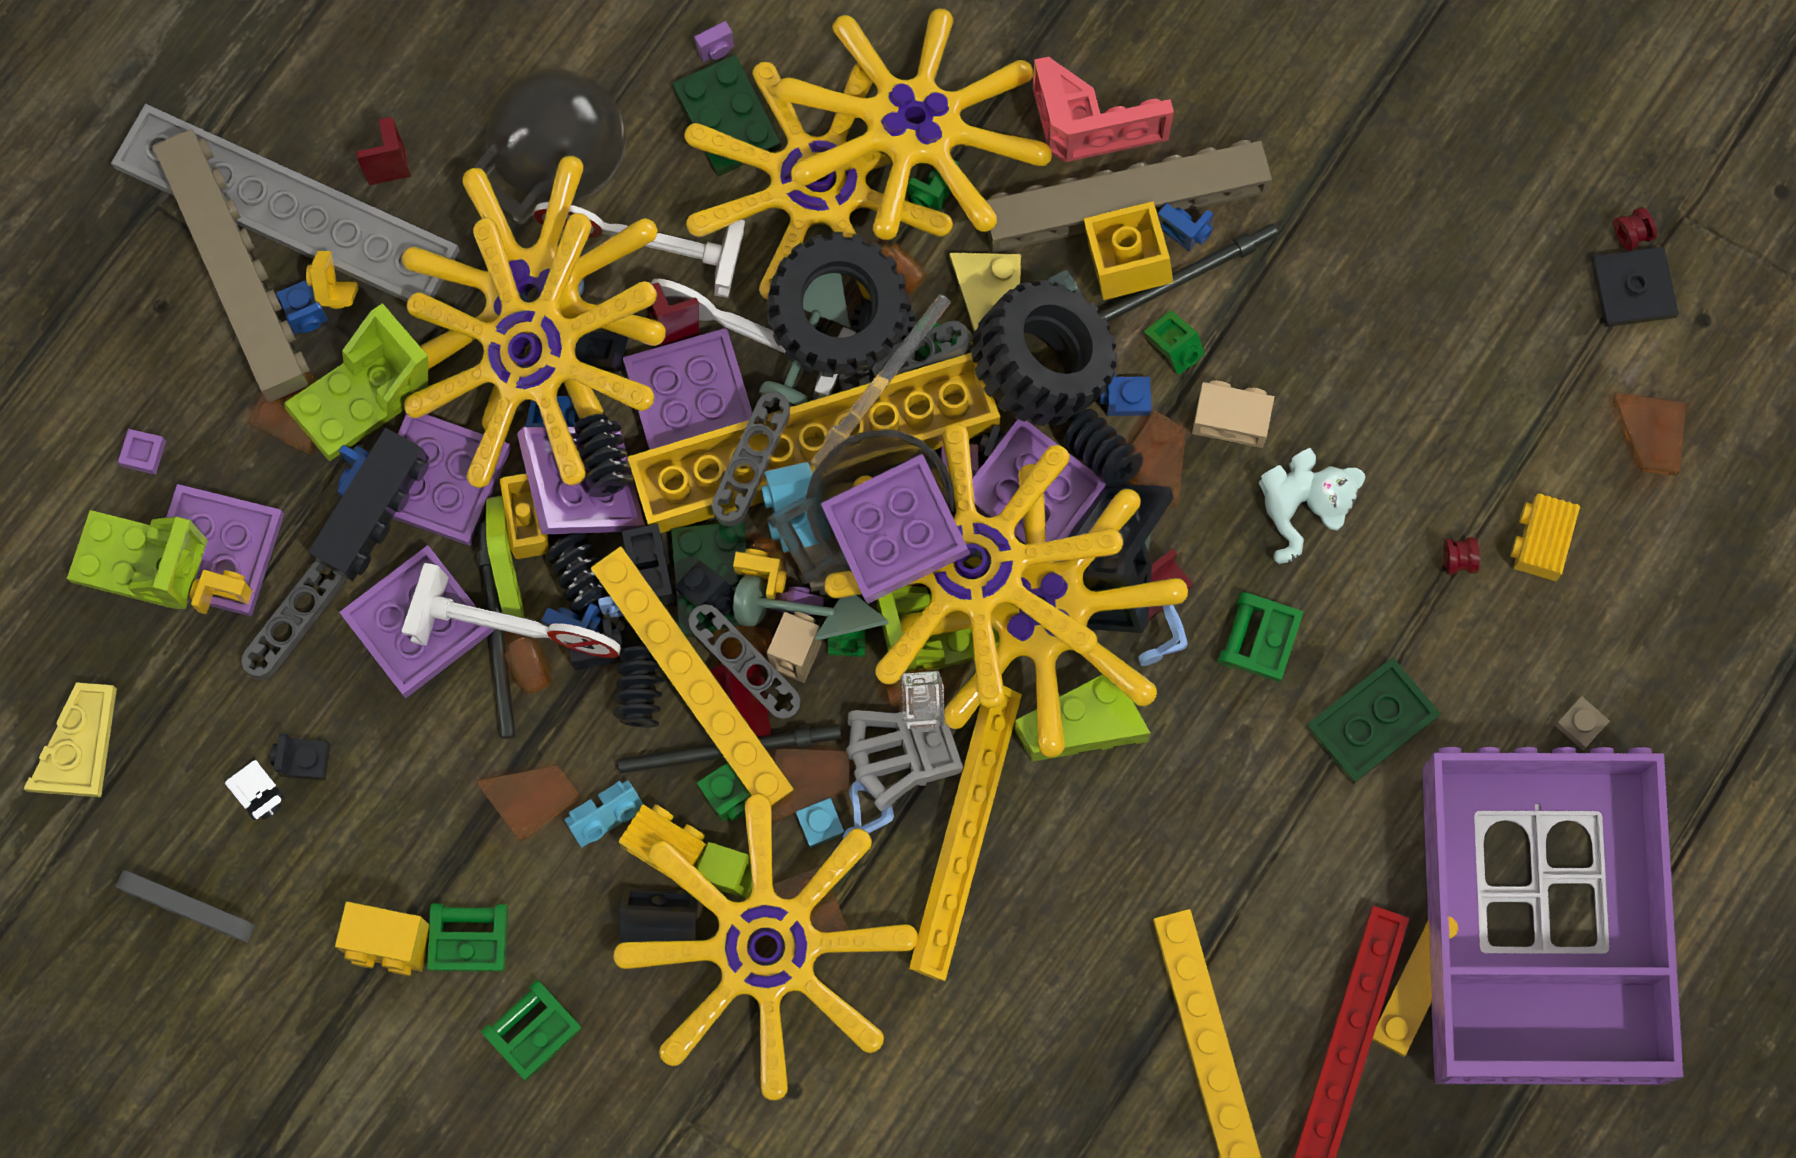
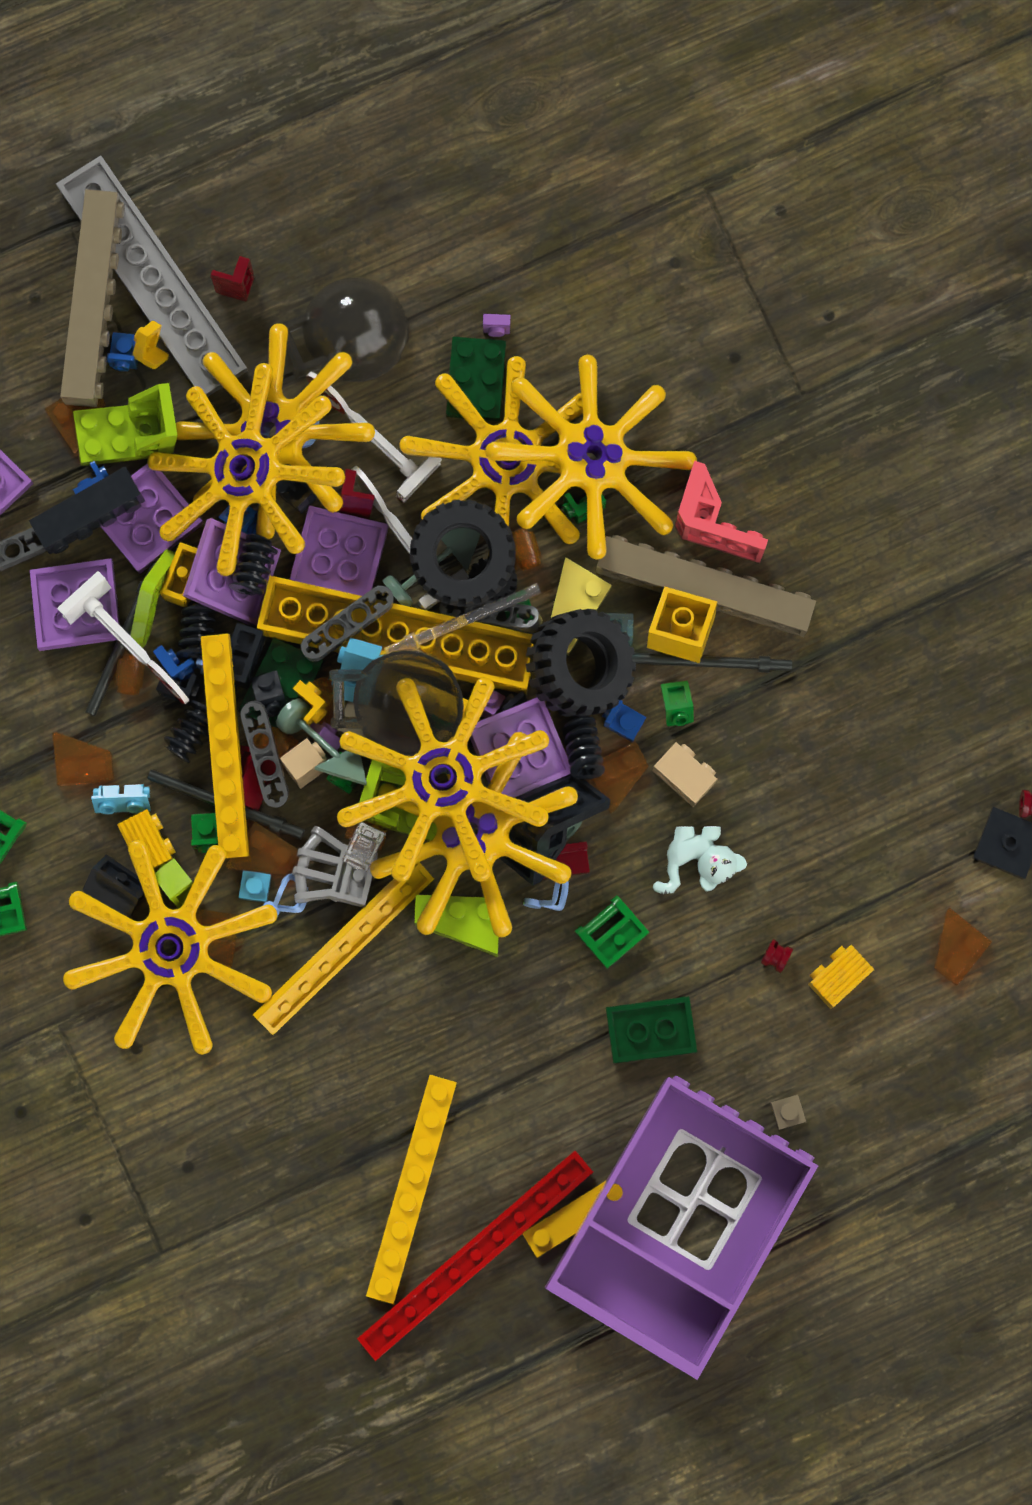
camera: 25 degrees right, 5 degrees up
(895, 528) = (404, 727): medium lavender plate -> none
(1179, 226) = (728, 624): blue bracket -> none

